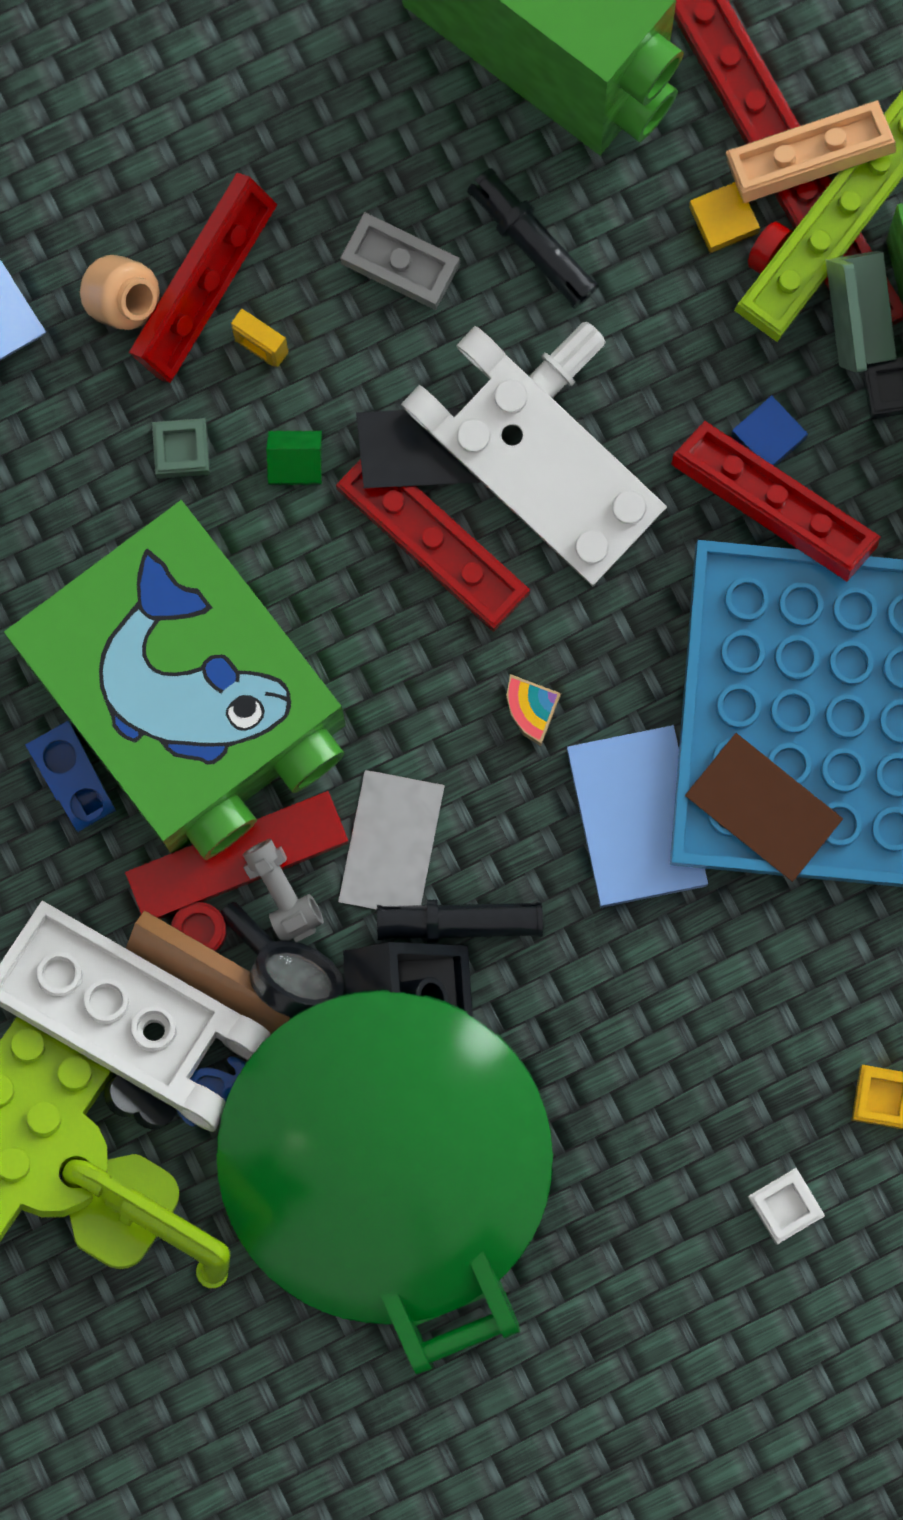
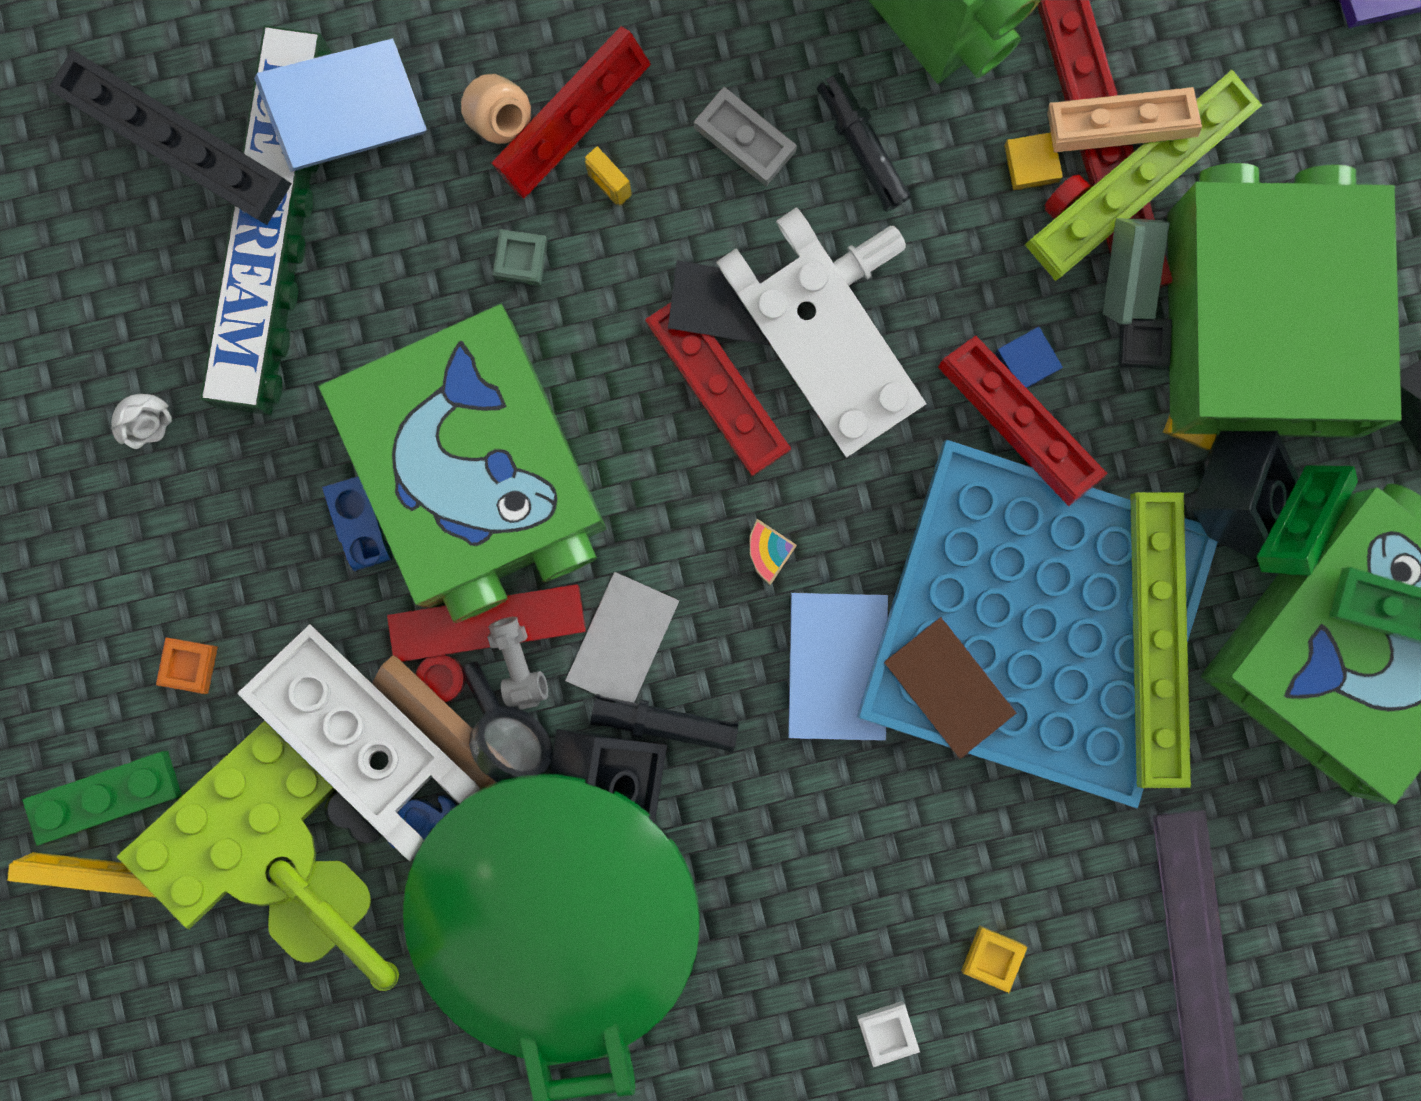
camera: 10 degrees right, 5 degrees up
(294, 457) = (615, 287): green slope -> none

